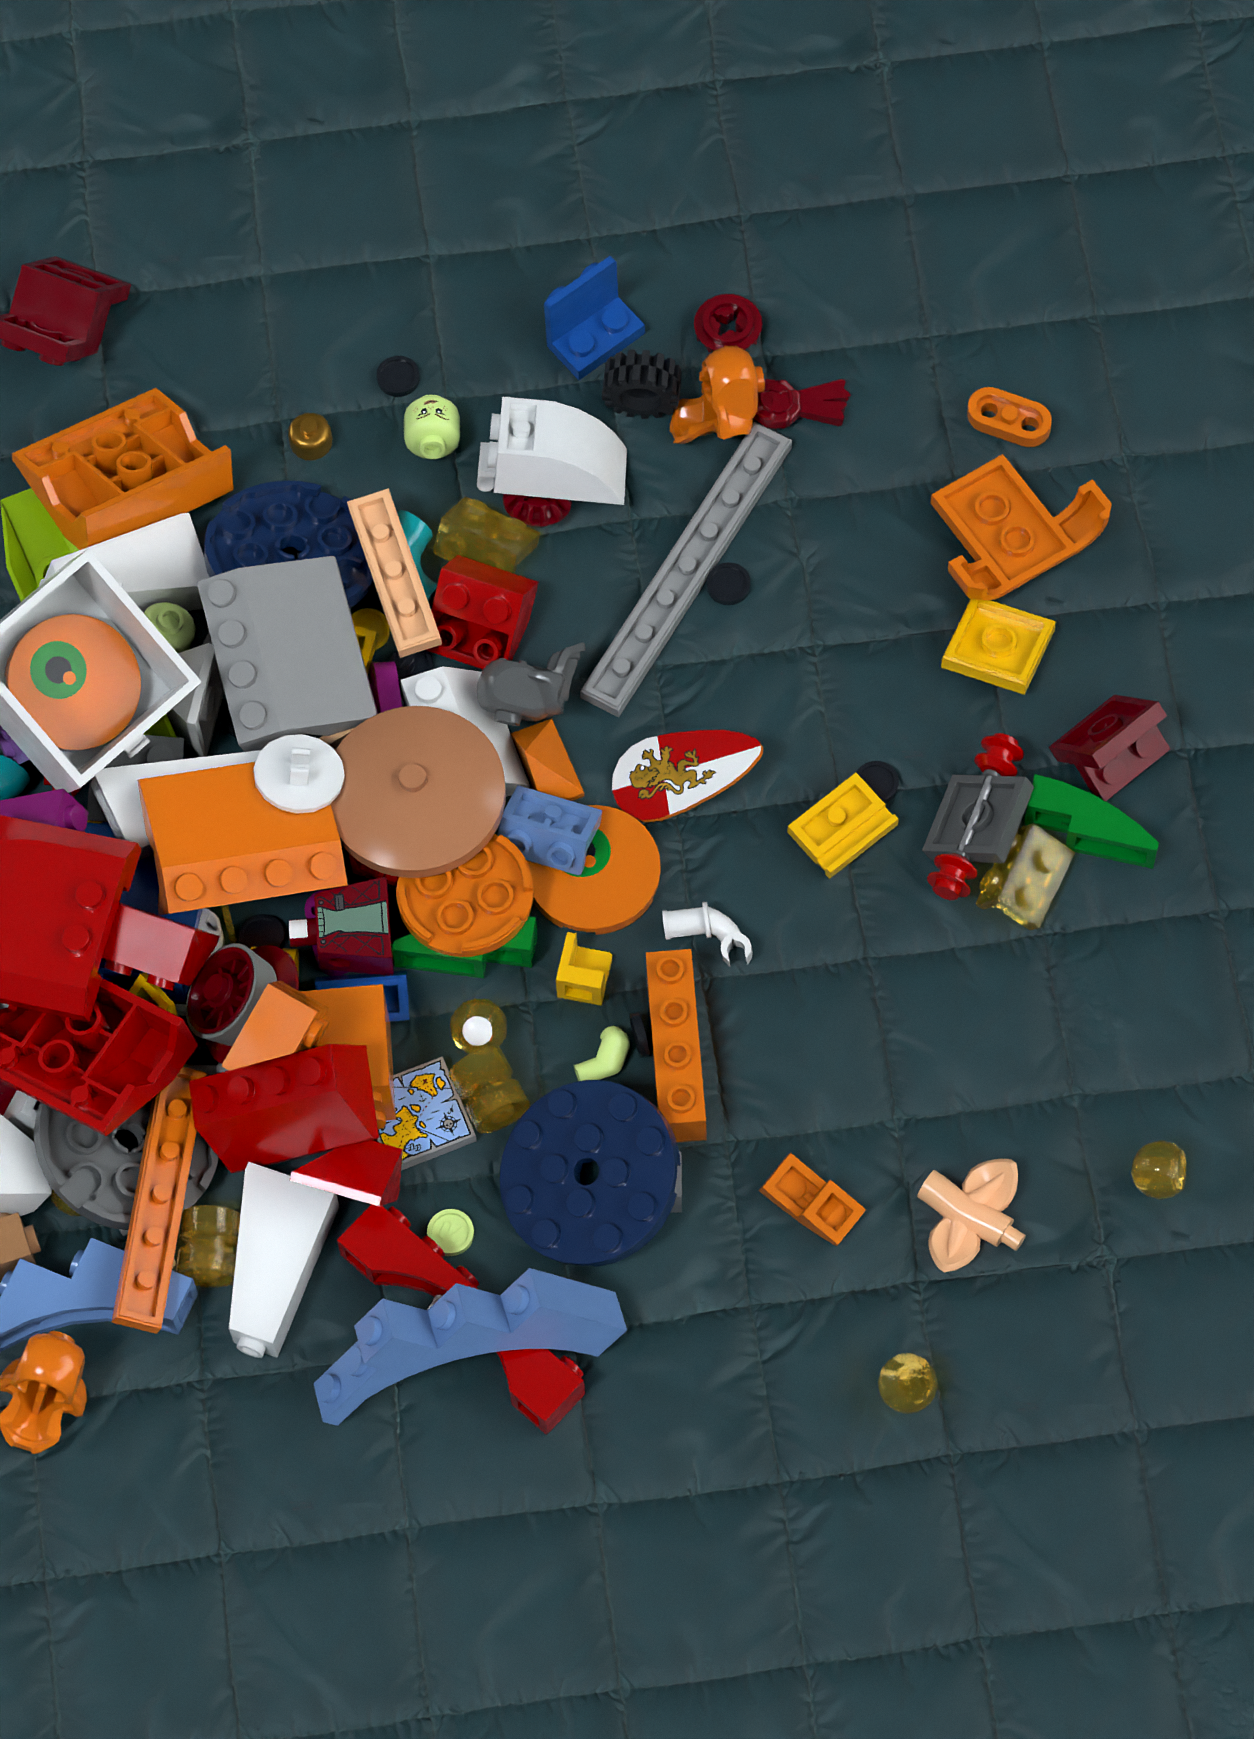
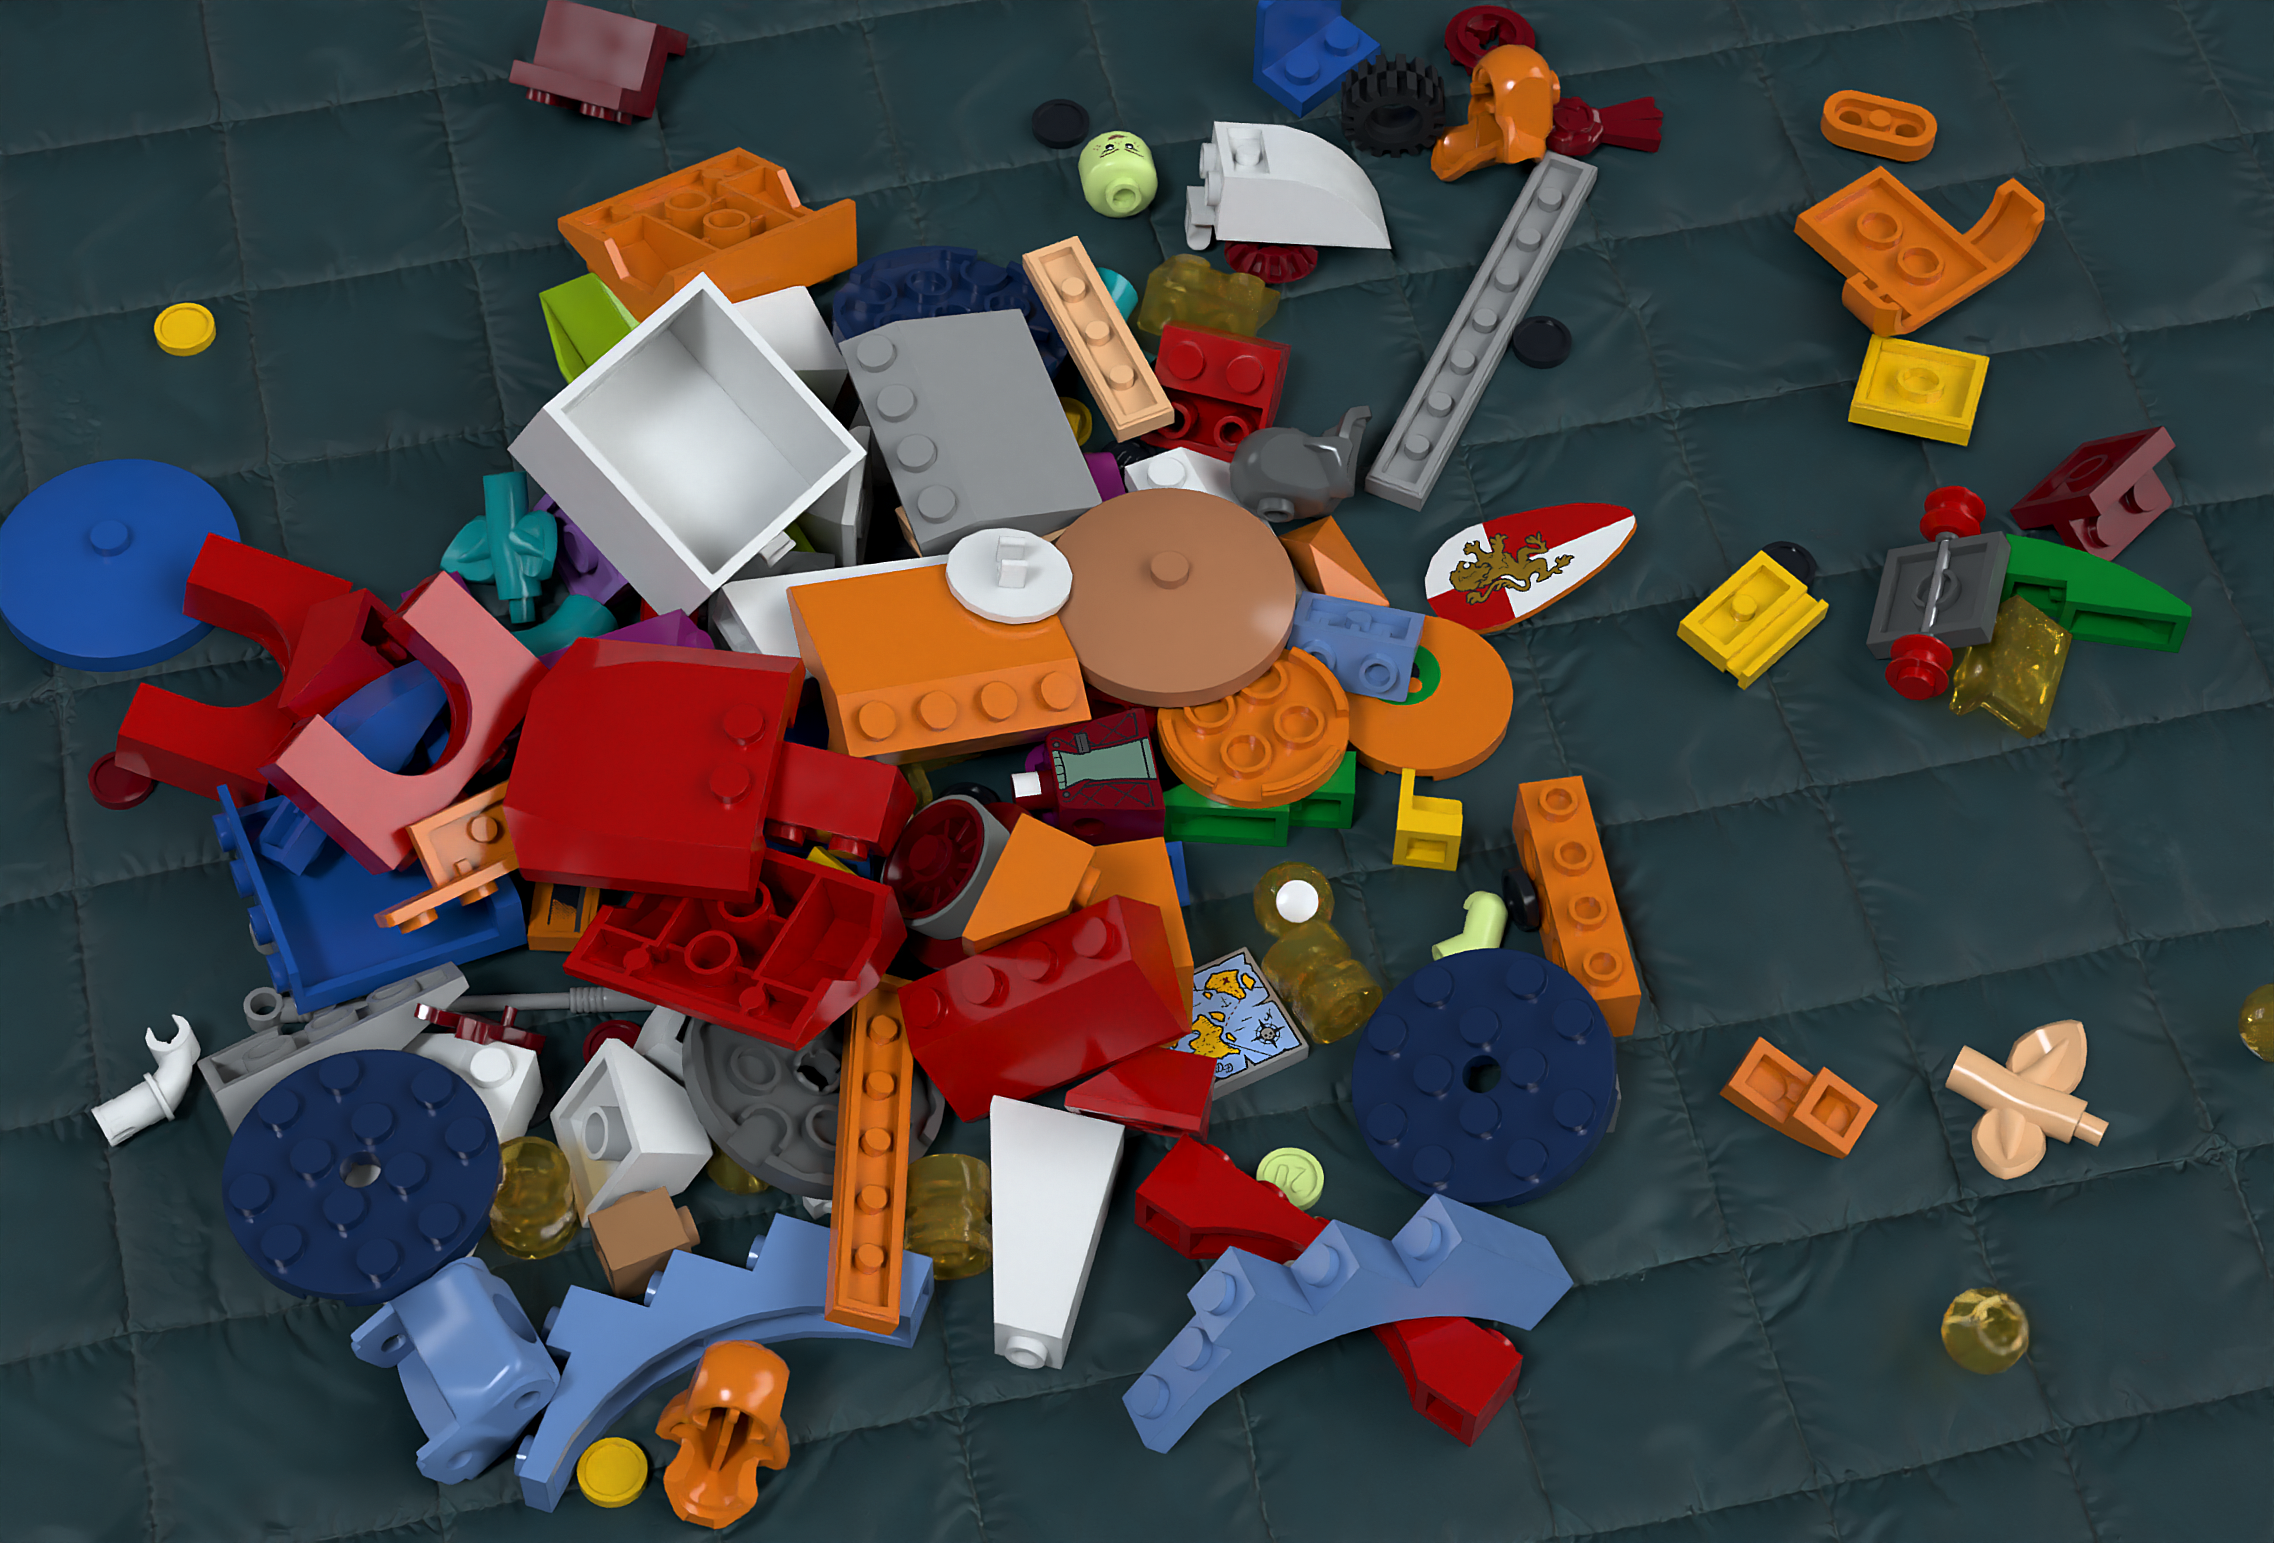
camera: 10 degrees left, 10 degrees down
(75, 680) = (692, 461): orange tile -> none
(310, 436) = (953, 197): pearl gold piece -> none
(706, 921) = (1591, 751): white piece -> none

